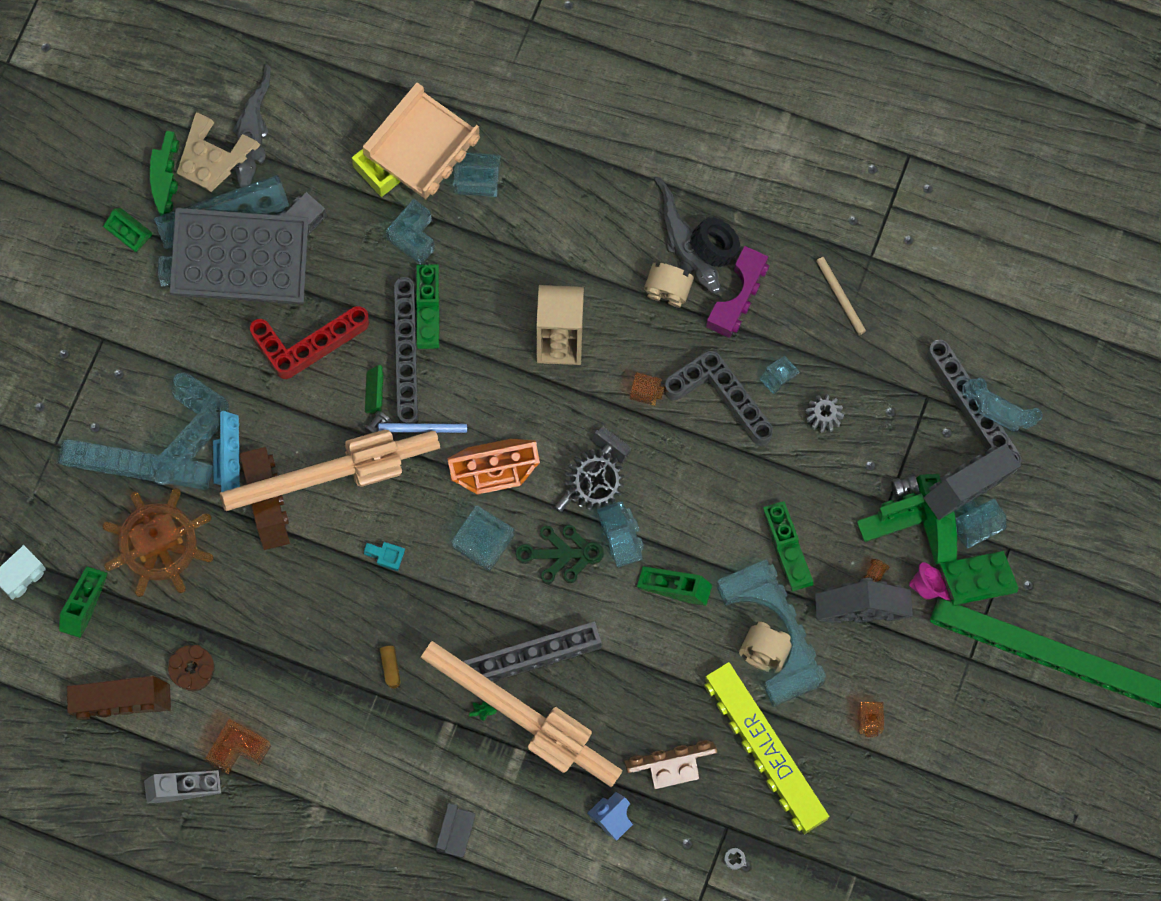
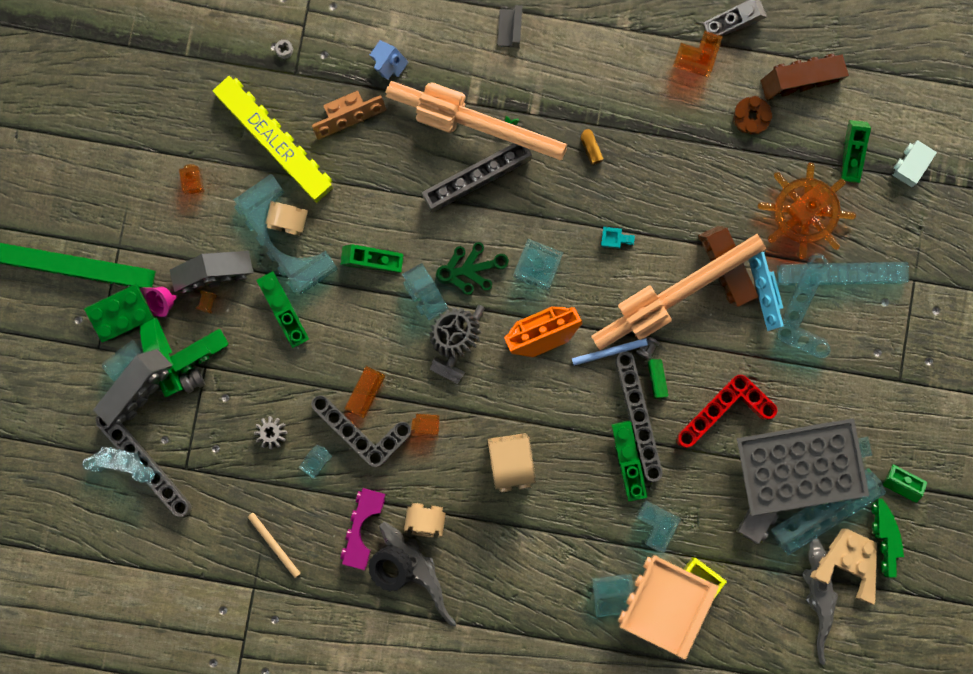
camera: 170 degrees right, 10 degrees up
(710, 439) = (365, 392): none -> clear orange piece

